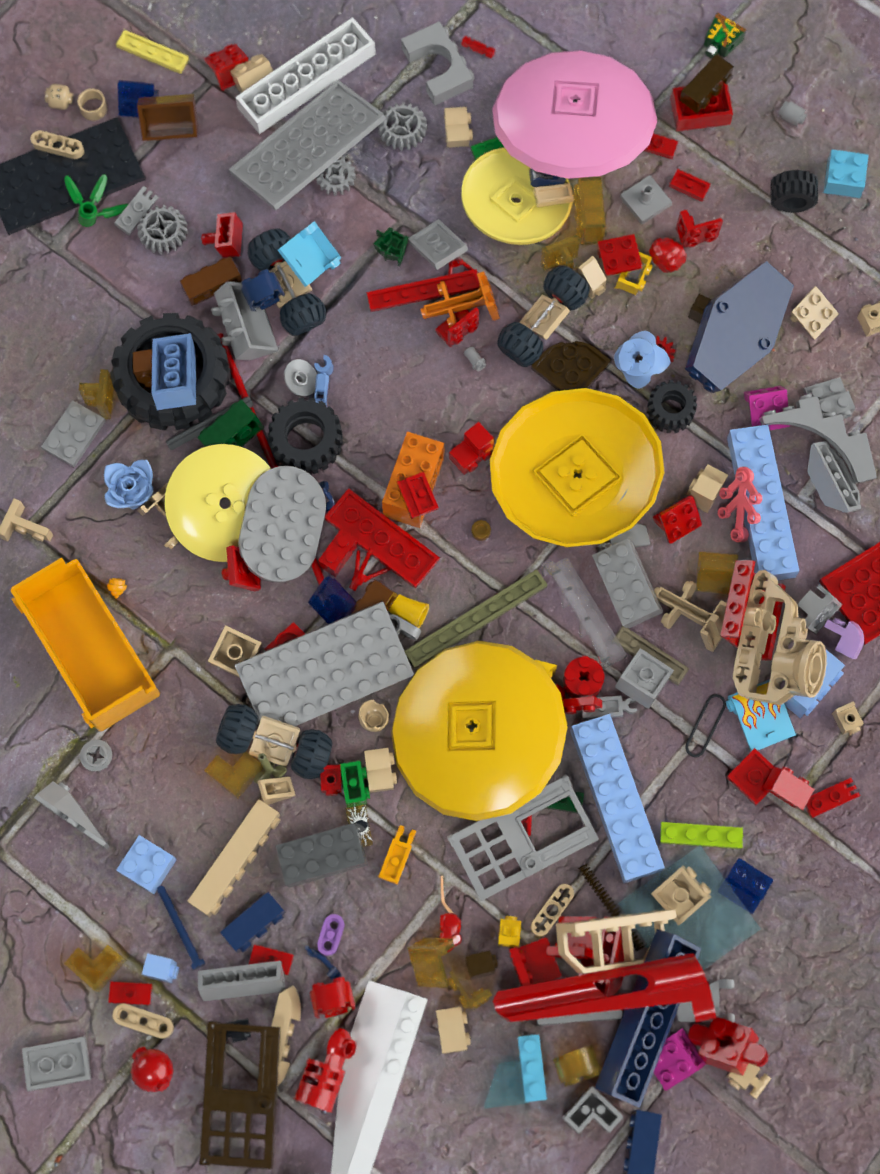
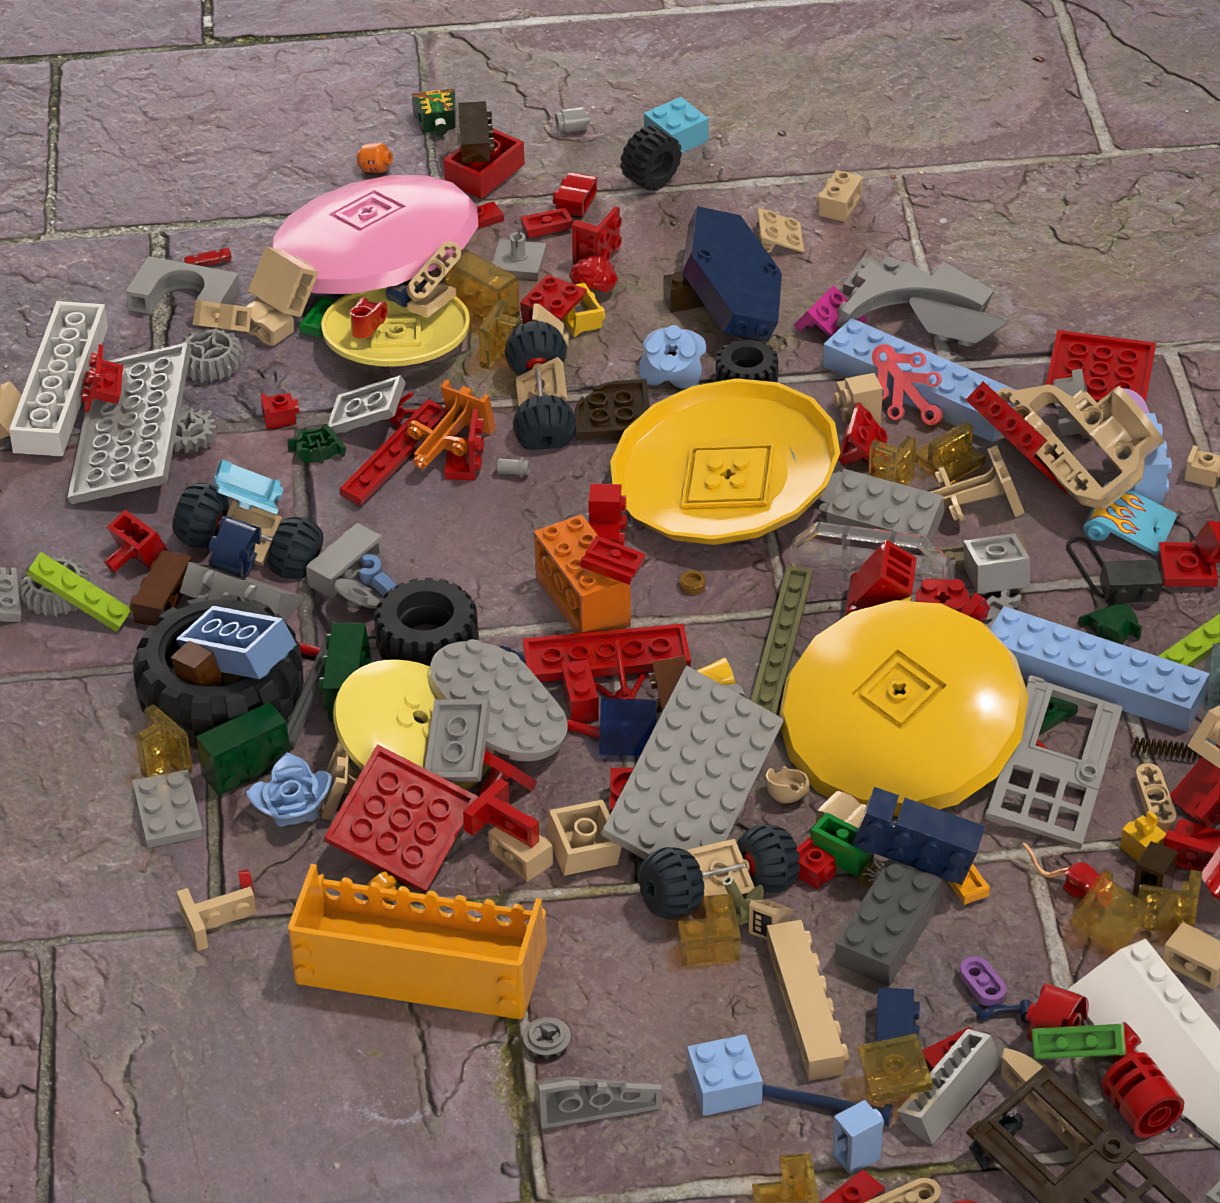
camera: 45 degrees left, 30 degrees down
(56, 521) = (245, 879): none -> red tile
(134, 435) = (243, 748): none -> dark green brick
(155, 557) = (400, 819): none -> red plate
(160, 248) = (78, 591): none -> lime plate
(201, 594) = (495, 809): none -> red bracket
(204, 626) = (520, 857): none -> tan brick
(218, 949) = (894, 1068): none -> clear yellow bracket
(222, 538) = (458, 739): none -> light grey plate
(315, 345) = (343, 559): none -> light grey brick
(316, 1028) = (1078, 1041): none -> bright green tile
(317, 102) = (102, 380): none -> red bracket
(376, 827) = (920, 837): none -> dark blue piece
(398, 207) = (279, 410): none -> red brick
(430, 104) = (222, 316): none -> tan brick
(482, 111) = (283, 281): none -> tan brick
(499, 179) = (367, 317): none -> red piece
(556, 638) = (882, 578): none -> red piece
(577, 182) = (450, 262): none -> tan beam
(646, 46) = (374, 158): none -> orange head
(663, 559) = (893, 462): none -> clear yellow bracket
(668, 775) = (1113, 623): none -> dark green piece
(706, 760) = (1130, 581): none -> pearl dark grey brick
(729, 177) = (576, 193): none -> red brick

